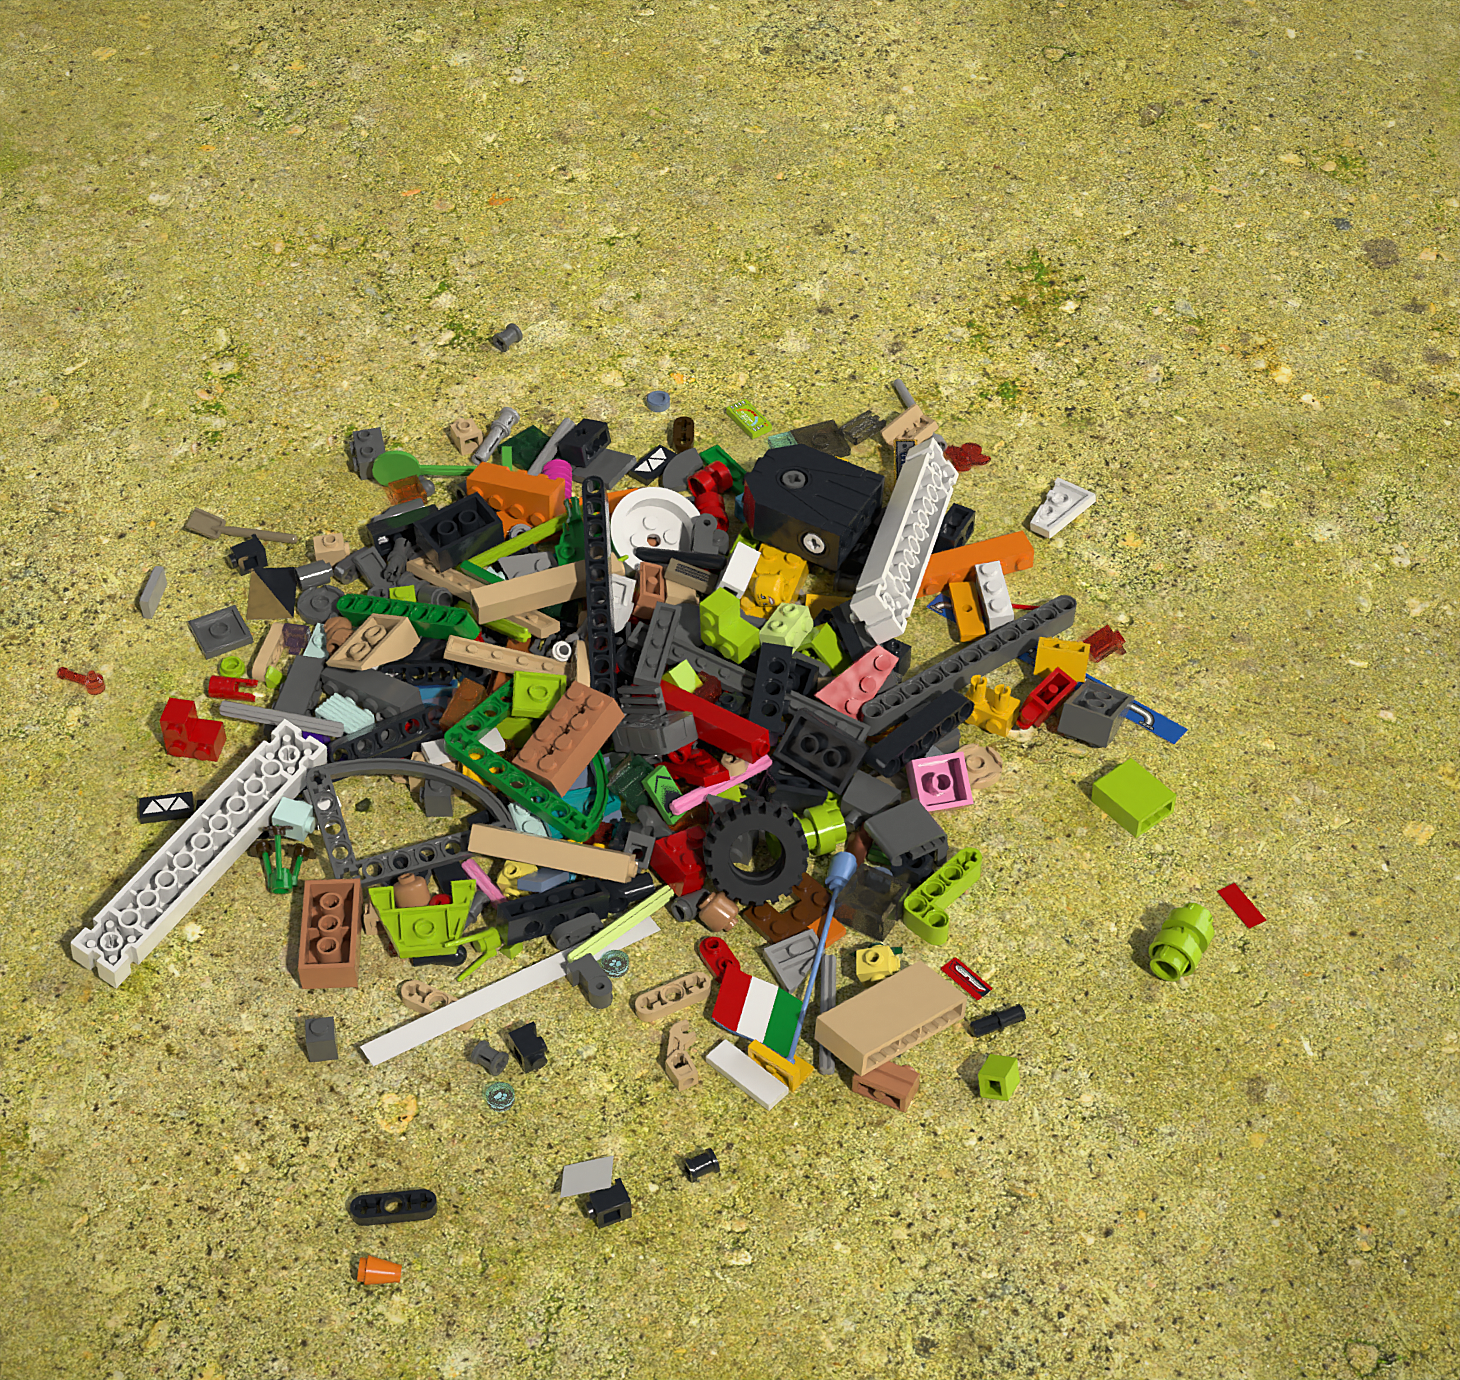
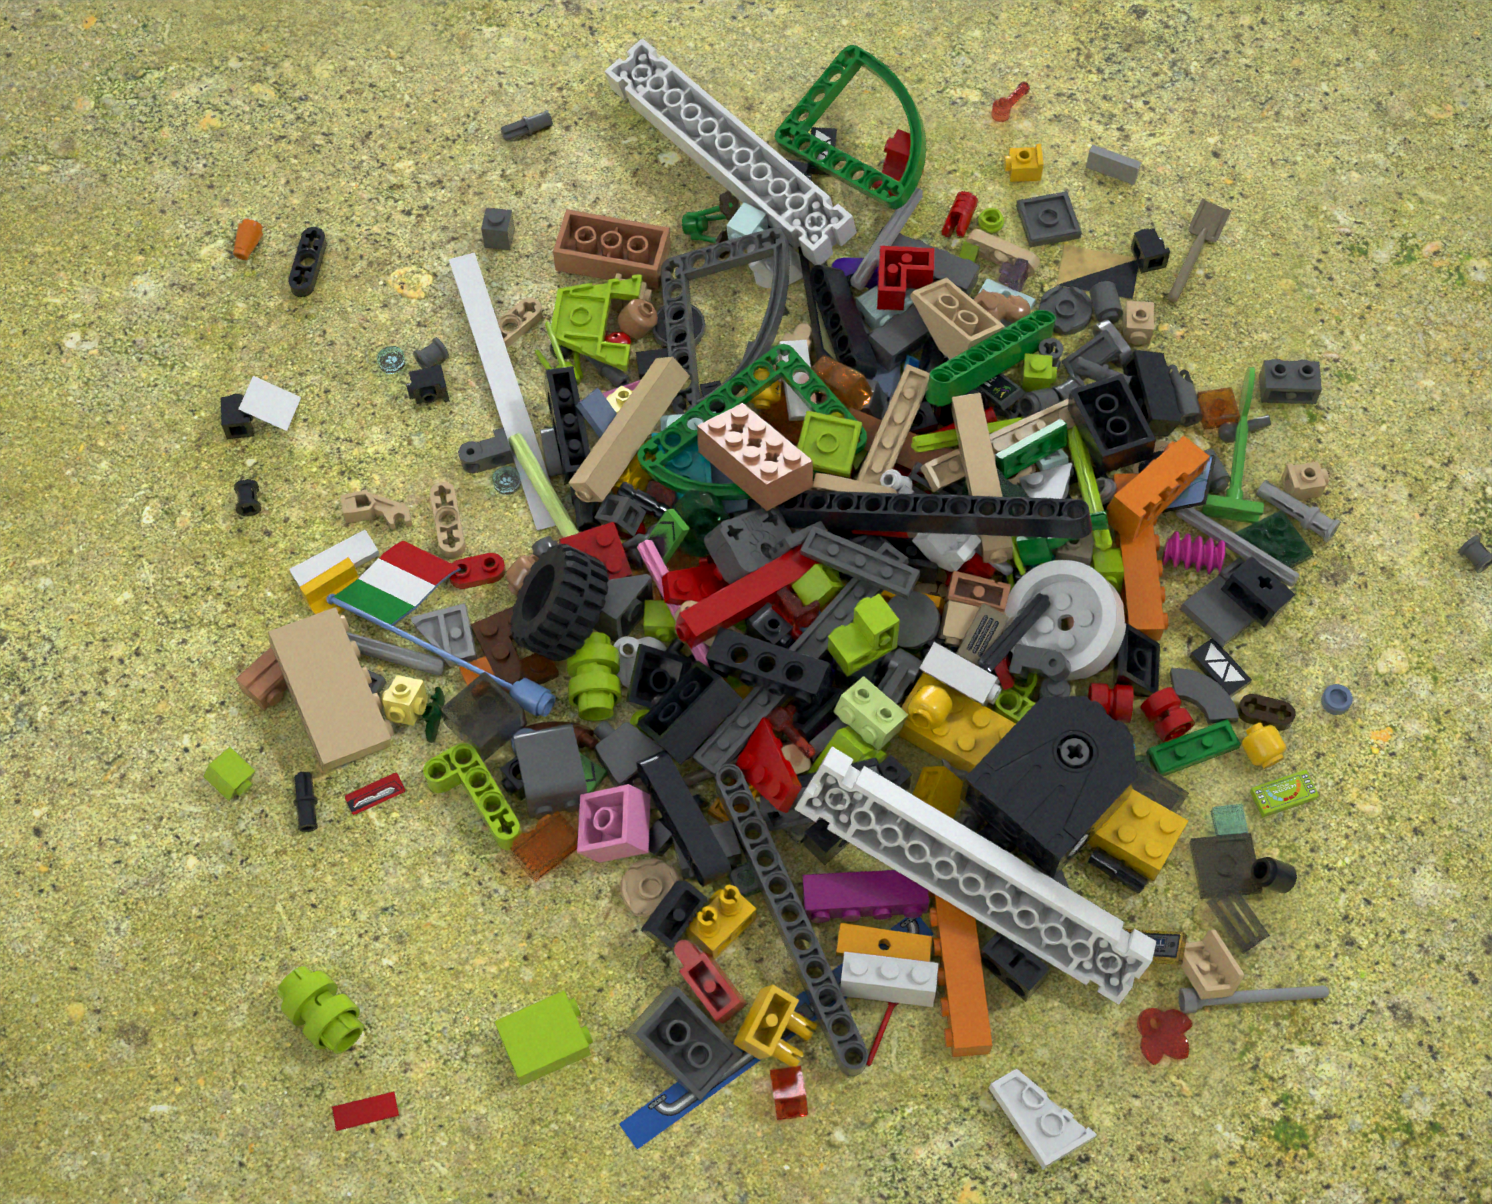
camera: 105 degrees right, 15 degrees up
(161, 652) = (1024, 164): none -> yellow brick
(172, 799) = (800, 130): none -> green beam
(173, 1055) = (527, 125): none -> dark grey axle
(333, 695) = (902, 269): none -> red brick
(716, 428) = (1263, 745): none -> yellow head
(810, 686) = (782, 720): none -> clear red piece
(828, 412) = (1274, 874): none -> black brick
(932, 626) = (862, 895): none -> magenta brick
(972, 831) = (545, 846): none -> clear orange brick
(1000, 729) = (674, 914): none -> black brick

